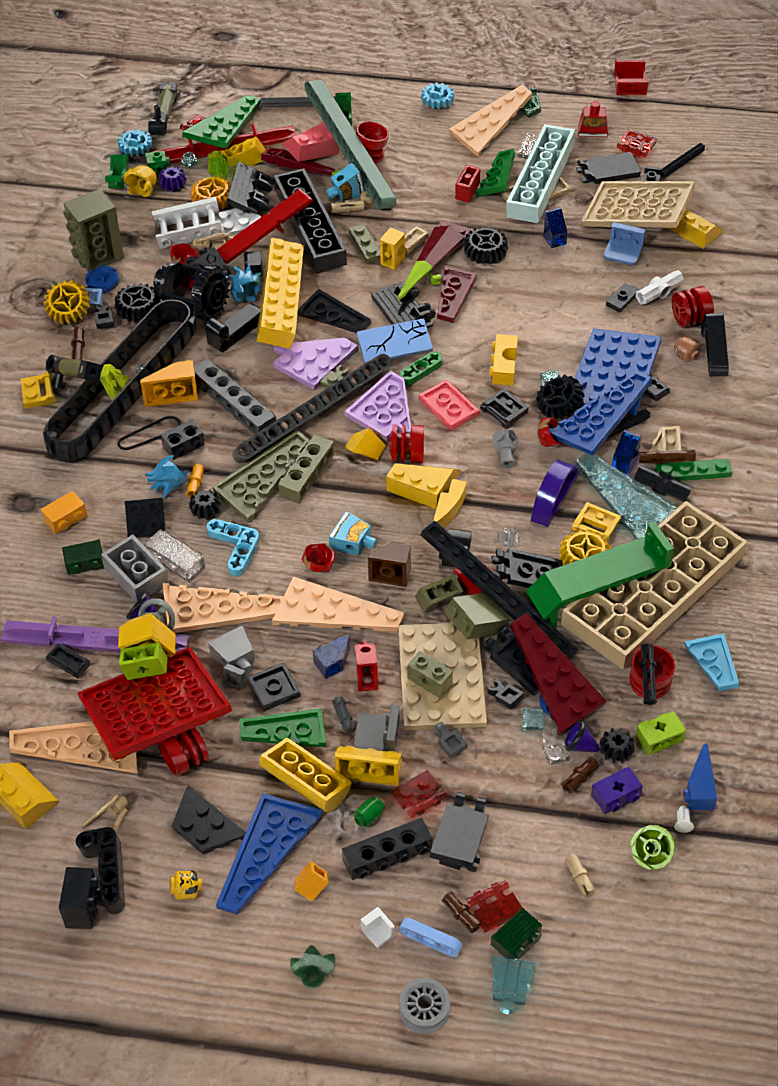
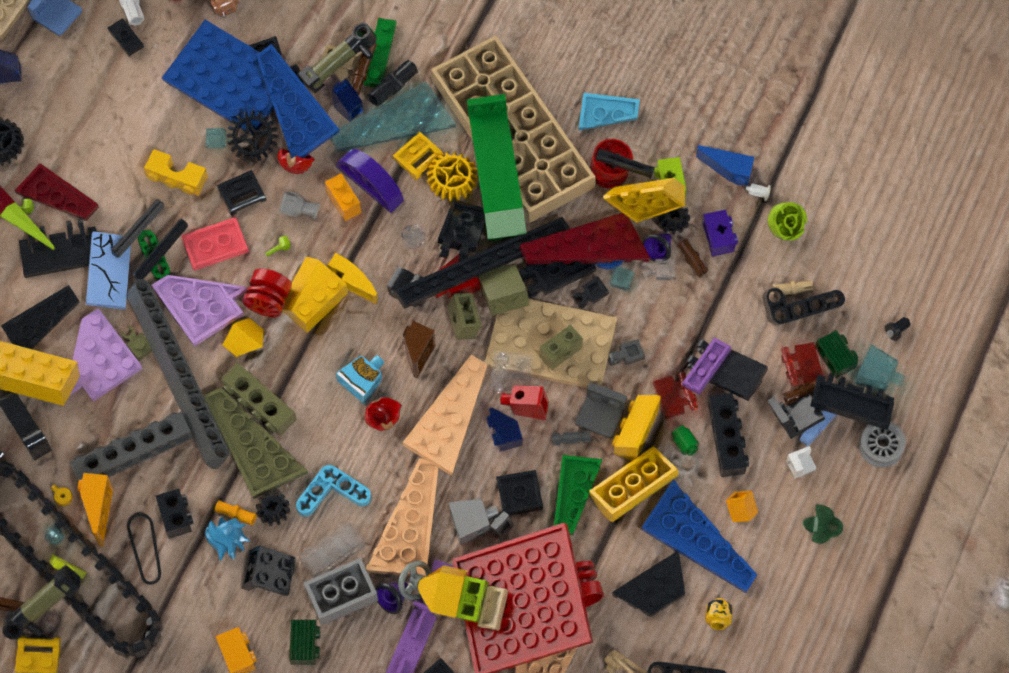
camera: 75 degrees left, 15 degrees up
(139, 680) = (493, 608): none -> tan plate
(393, 645) = (510, 370): none -> clear hinge
(419, 902) = (797, 416): none -> bracket
(424, 366) = (161, 249): none -> black axle
(440, 348) = (139, 226): none -> black axle
(456, 809) = (706, 366): none -> medium lavender tile
(459, 958) = (852, 402): none -> black hinge
(465, 450) = (284, 245): none -> lime hand
(527, 476) = (343, 197): none -> light orange brick
(561, 890) = (805, 305): none -> black beam
(571, 993) = (894, 330): none -> black piece
(619, 705) = (647, 199): none -> yellow wedge
(692, 439) = (339, 56): none -> piece

